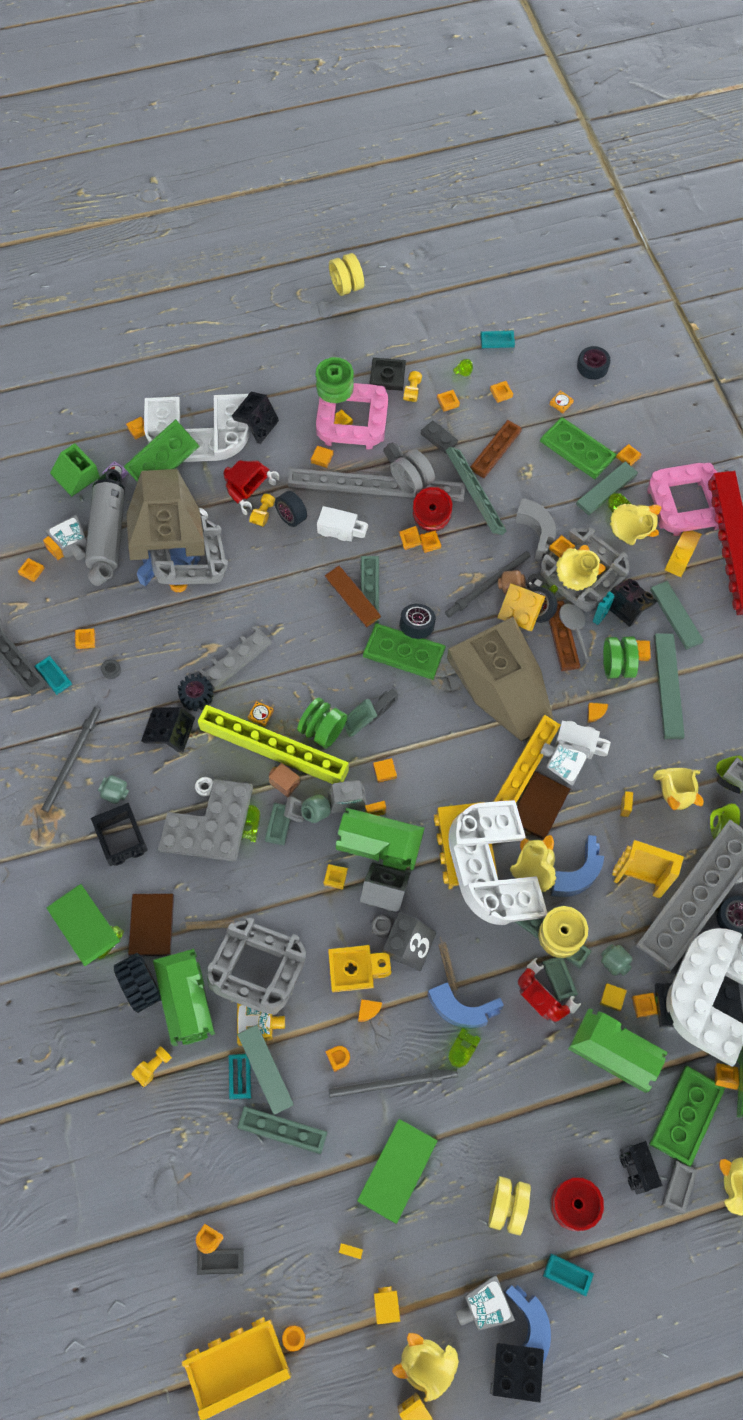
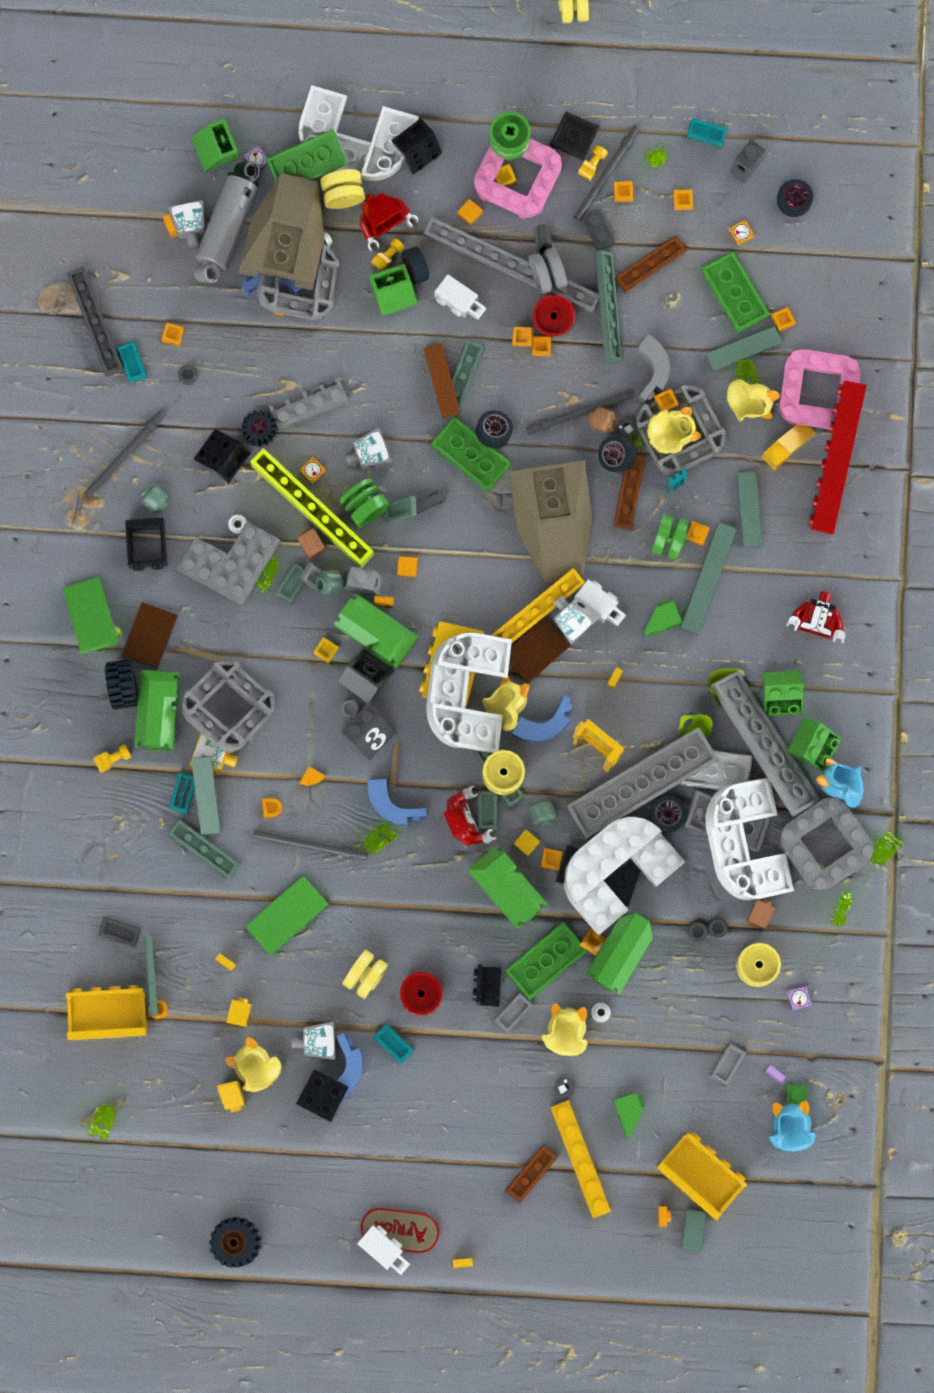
camera: 20 degrees right, 15 degrees up
(31, 570) = (142, 241): light orange tile -> none
(136, 428) = (294, 112): light orange plate -> none
(202, 467) = (342, 189): none -> light yellow wheel
(208, 1239) = (115, 912): light orange tile -> none
(273, 1301) = (151, 976): none -> sand green tile
(277, 535) = (393, 290): none -> bright green slope
(310, 678) = (370, 452): none -> torso
(366, 964) = (323, 738): yellow plate -> none
(434, 367) = (626, 144): none -> dark grey bar
(522, 605) = (598, 451): yellow plate -> none
(544, 338) = (749, 159): none -> dark grey torso
(574, 619) = (646, 478): light grey piece -> none
(596, 711) = (627, 579): light orange tile -> none
(630, 601) = (710, 479): black bracket -> none
(646, 733) = (663, 618): none -> bright green slope
(679, 787) = (668, 679): light yellow hair -> none

